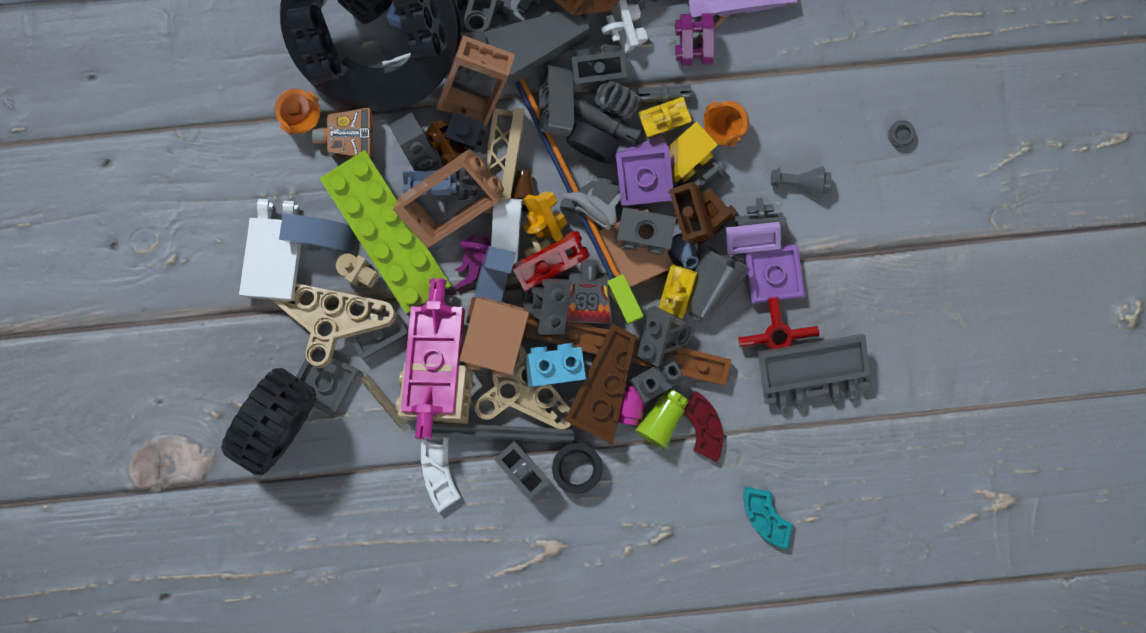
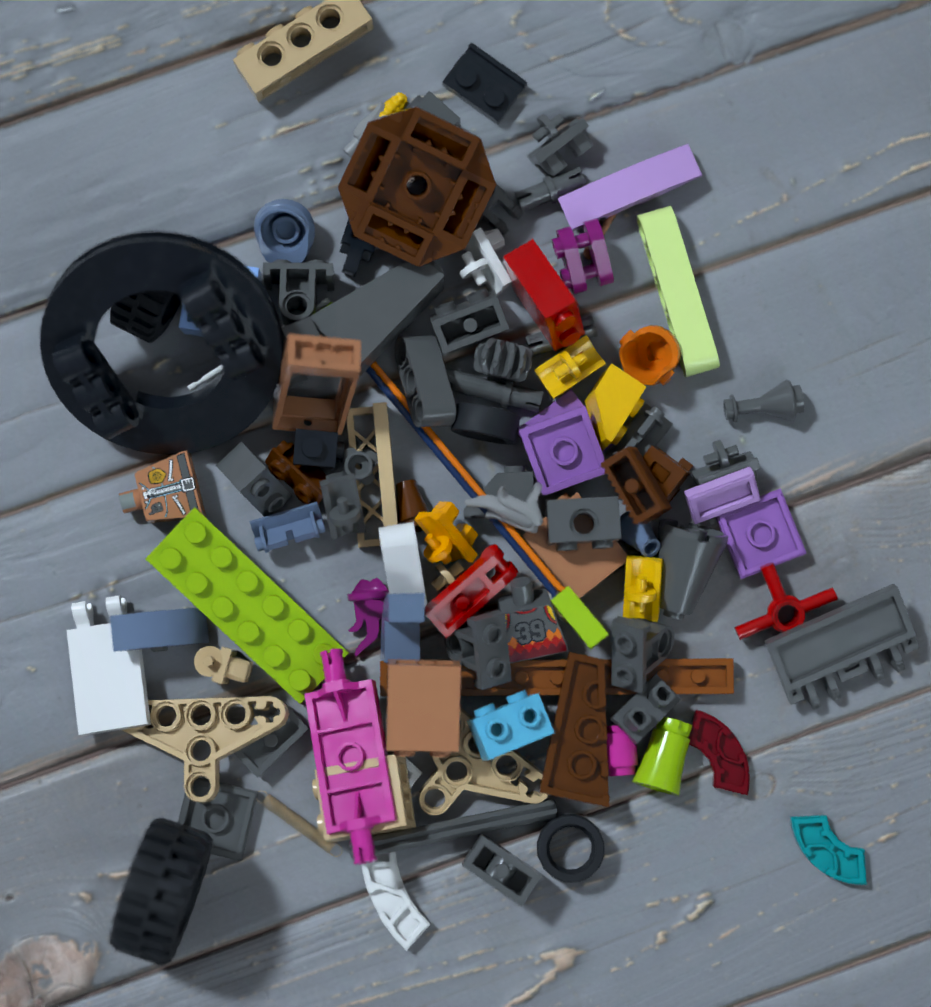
camera: 15 degrees left, 0 degrees up
(297, 111) = (93, 477): orange cap -> none
(423, 225) = (296, 585): nougat window -> none
(500, 149) = (367, 460): none -> dark grey plate
(659, 58) = (544, 295): none -> red brick
(758, 81) = (678, 290): none -> yellowish green beam
(901, 134) = (877, 312): dark grey tile -> none

